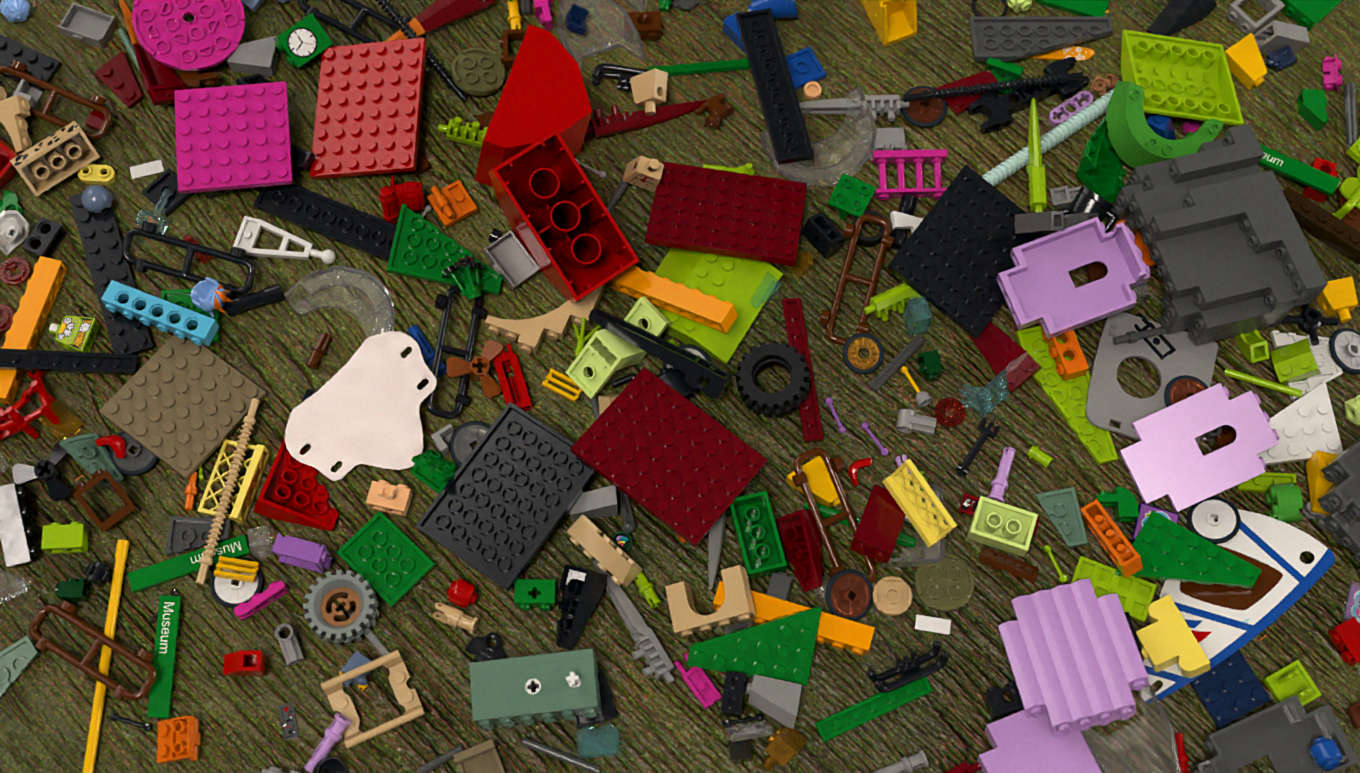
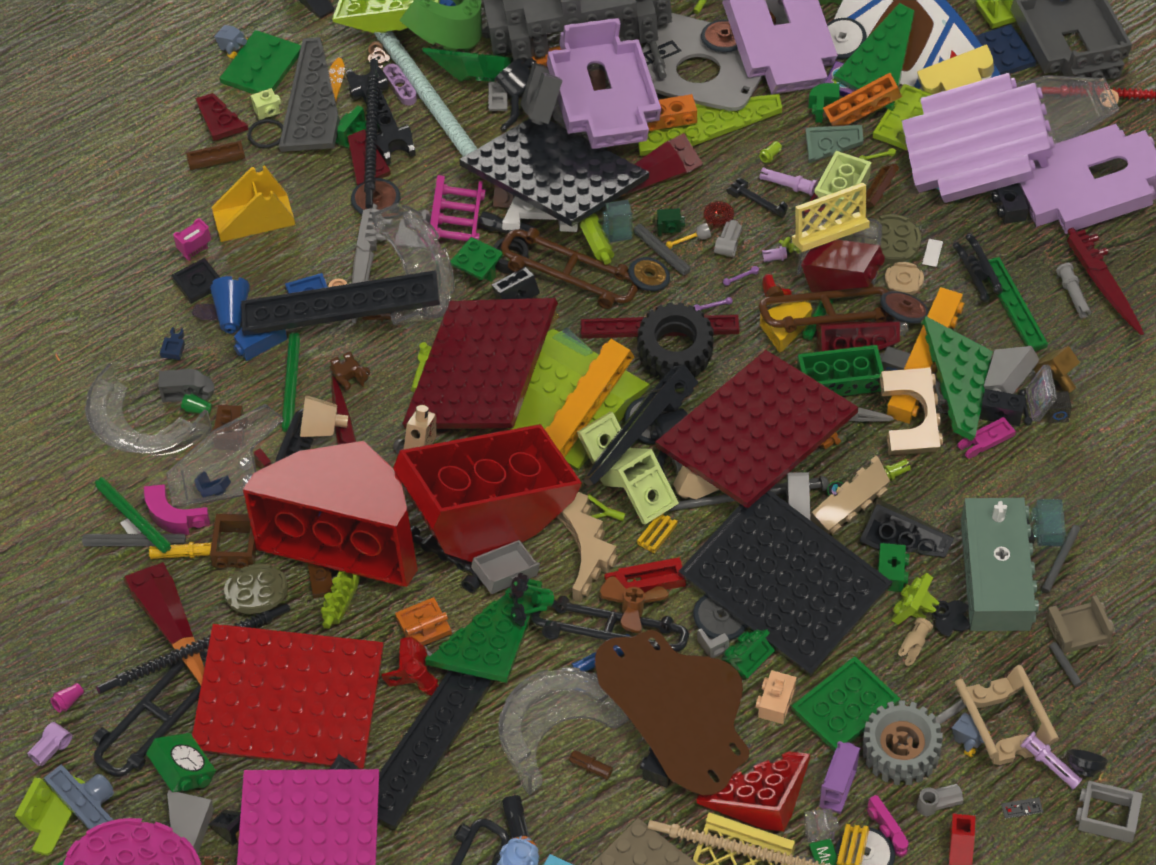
camera: 80 degrees left, 15 degrees down
(249, 234) = (436, 835): white plate -> none
(462, 593) = (888, 633): red head -> none
(493, 613) = (915, 600): none -> lime plate
(608, 56) = (261, 459): none -> dark red tile
(640, 632) = (954, 470): light grey piece -> none
(988, 397) = (711, 183): clear light blue plate -> none
(1035, 168) = (466, 109): lime piece -> none

